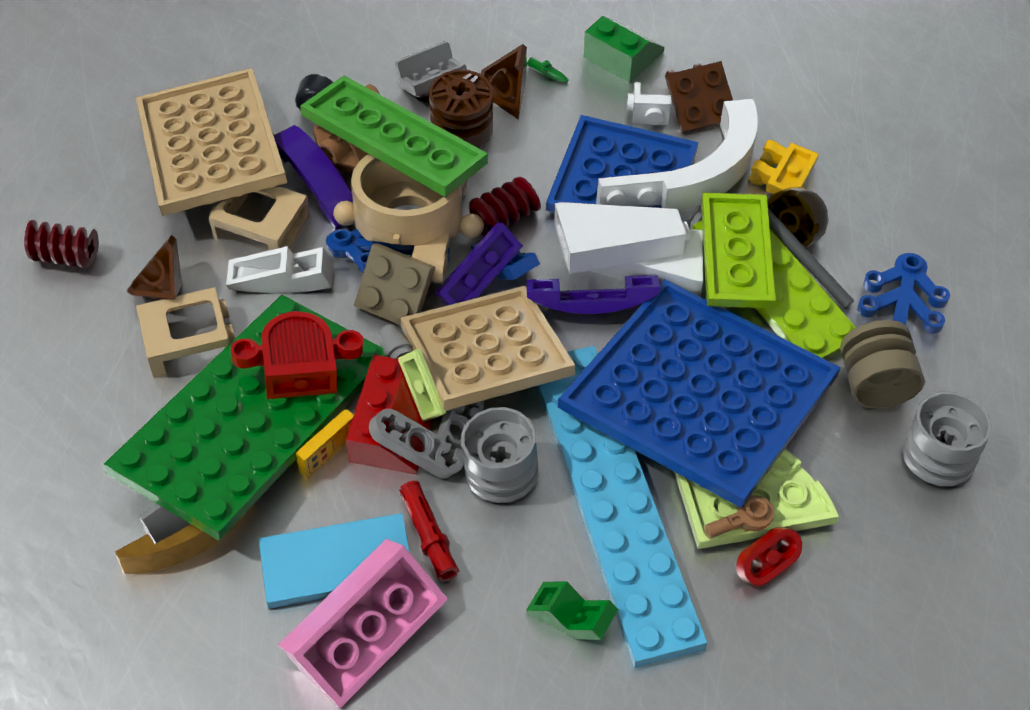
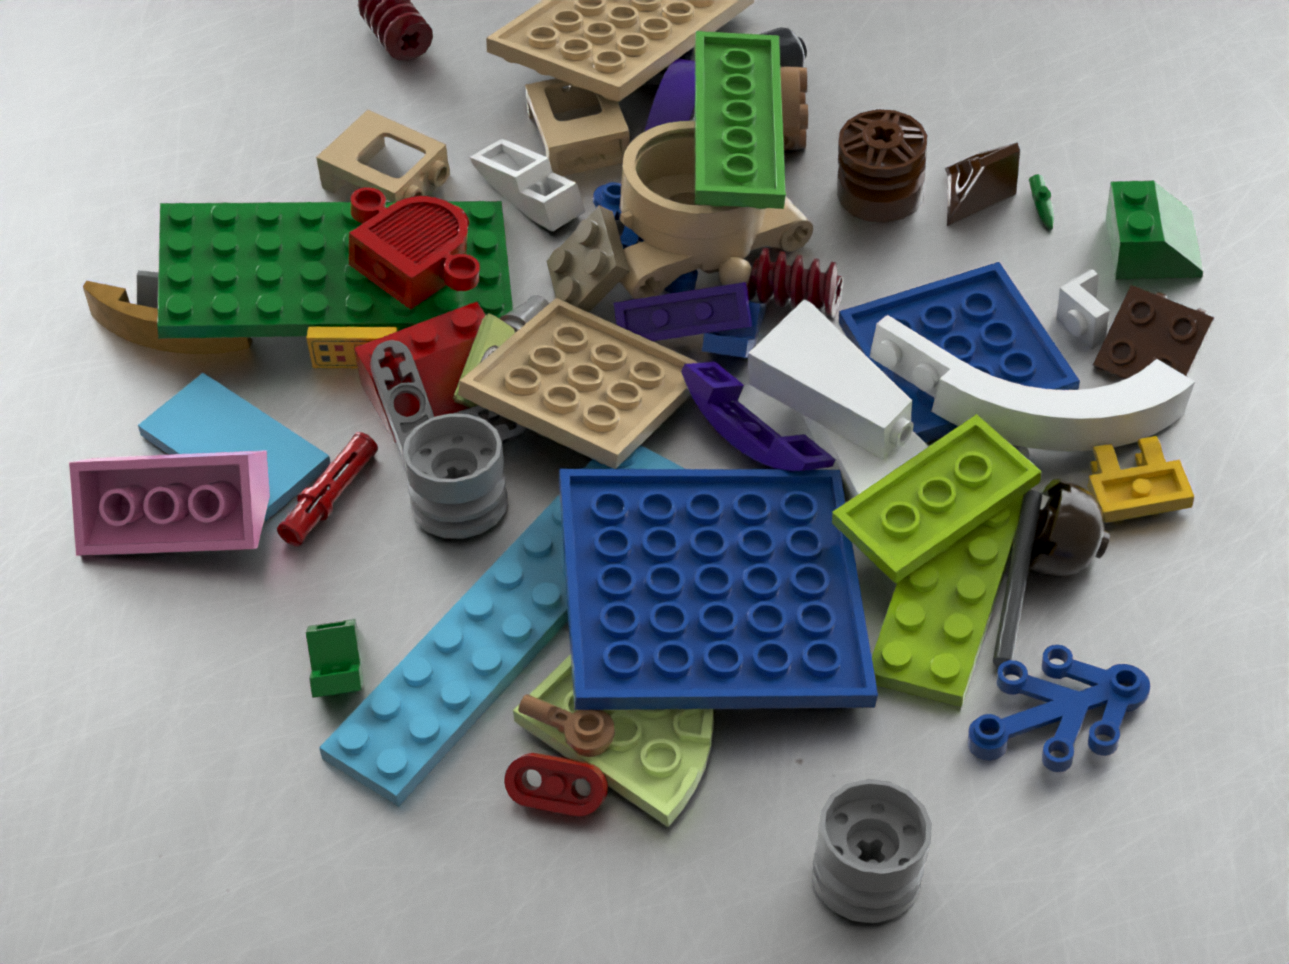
camera: 55 degrees right, 5 degrees down
(161, 274) = (428, 105): reddish brown slope -> none
(423, 67) = (931, 105): light grey bracket -> none
(882, 364) = (916, 726): dark tan wheel -> none

